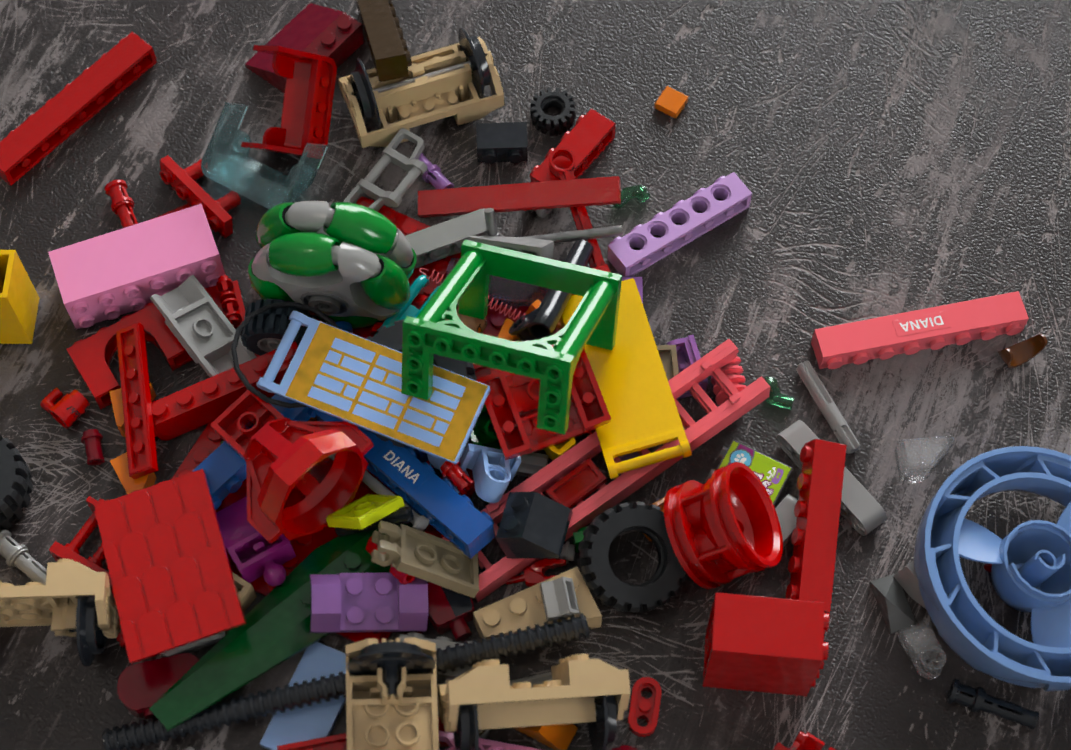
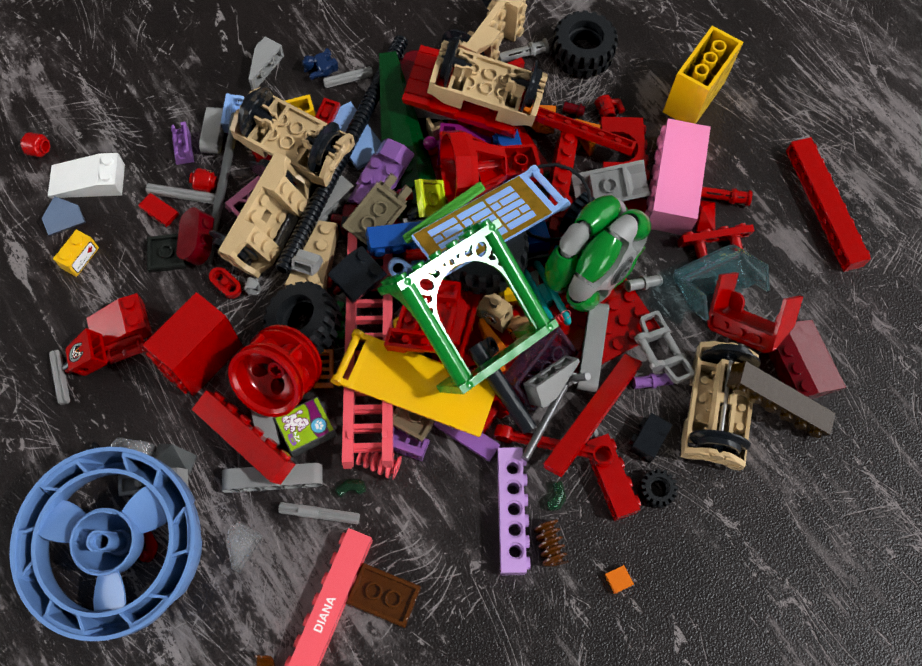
camera: 120 degrees right, 5 degrees up
(155, 516) = (487, 83): none -> tan piece
(394, 452) = (455, 204): none -> bright green axle
(577, 484) = (370, 318): red tile -> none
(626, 662) = (252, 286): none -> light grey piece
(685, 171) = (550, 544): none -> reddish brown piece
(853, 290) = (383, 595): none -> reddish brown tile

